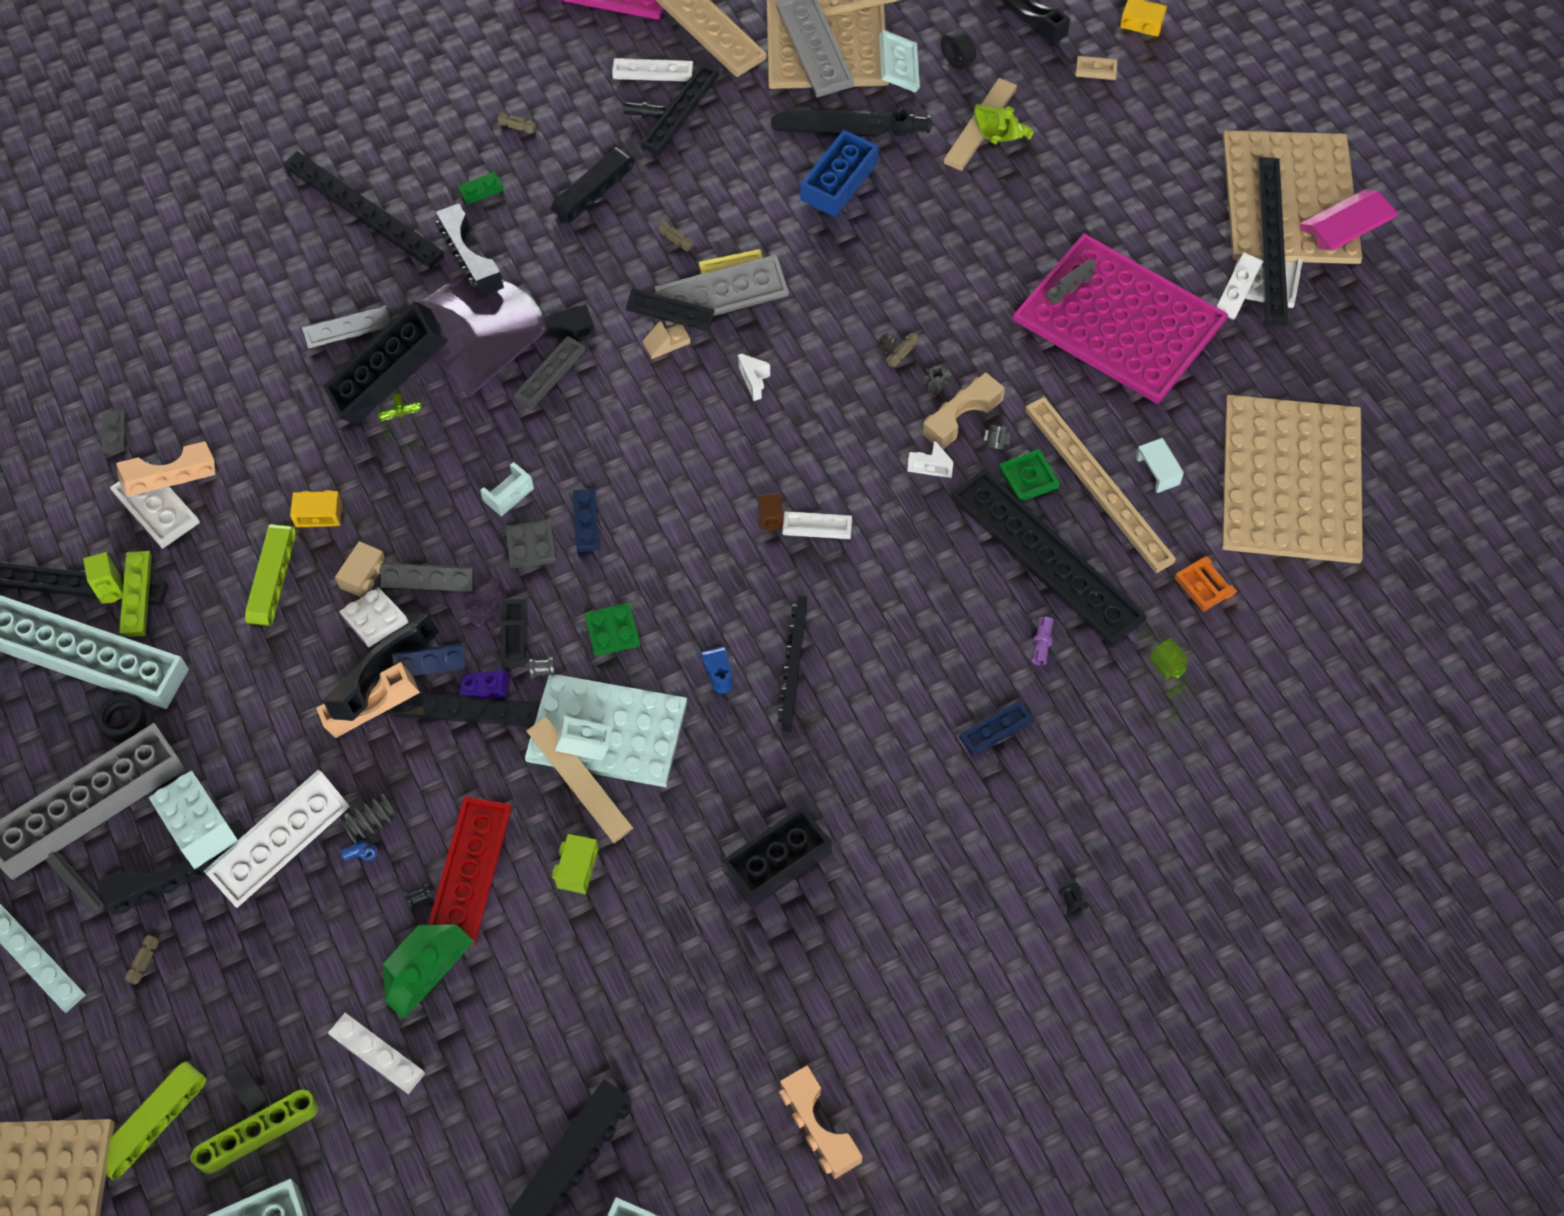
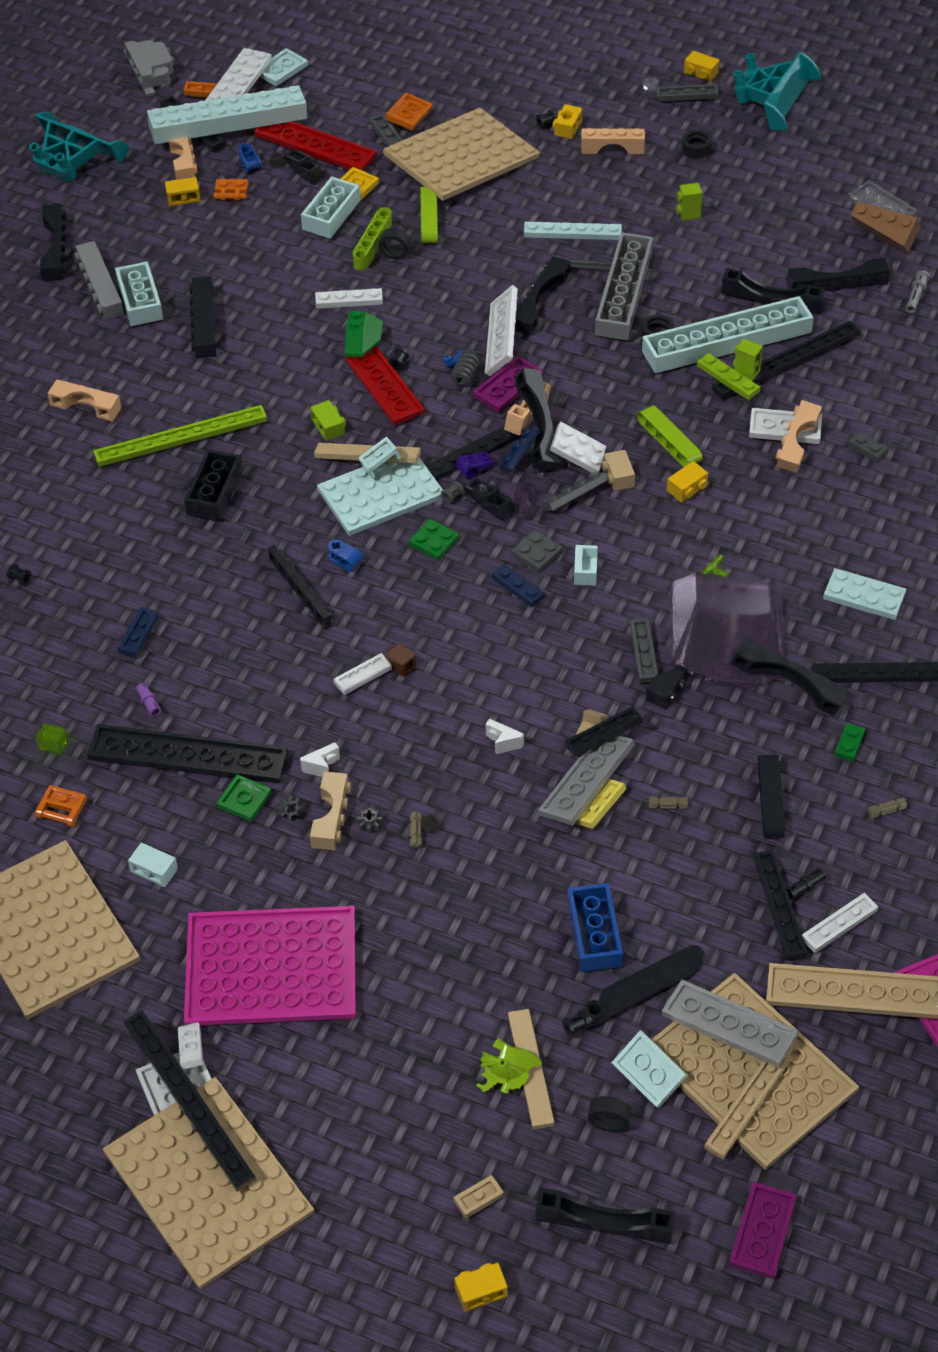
camera: 140 degrees right, 10 degrees down
(142, 959) = (512, 260): dark tan axle -> none
(193, 819) = (552, 304): light aqua brick -> none
(306, 293) = (864, 594): none -> light aqua plate
(346, 326) = (810, 588): plate -> none
(349, 764) = (501, 387): none -> magenta plate
(385, 363) = (736, 555): black brick -> none
(753, 973) = (180, 435): none -> lime plate
(1071, 282) = (326, 952): dark grey hinge -> none
(1100, 485) = (190, 825): tan plate -> none
(1349, 219) = (133, 1163): dark pink slope -> none

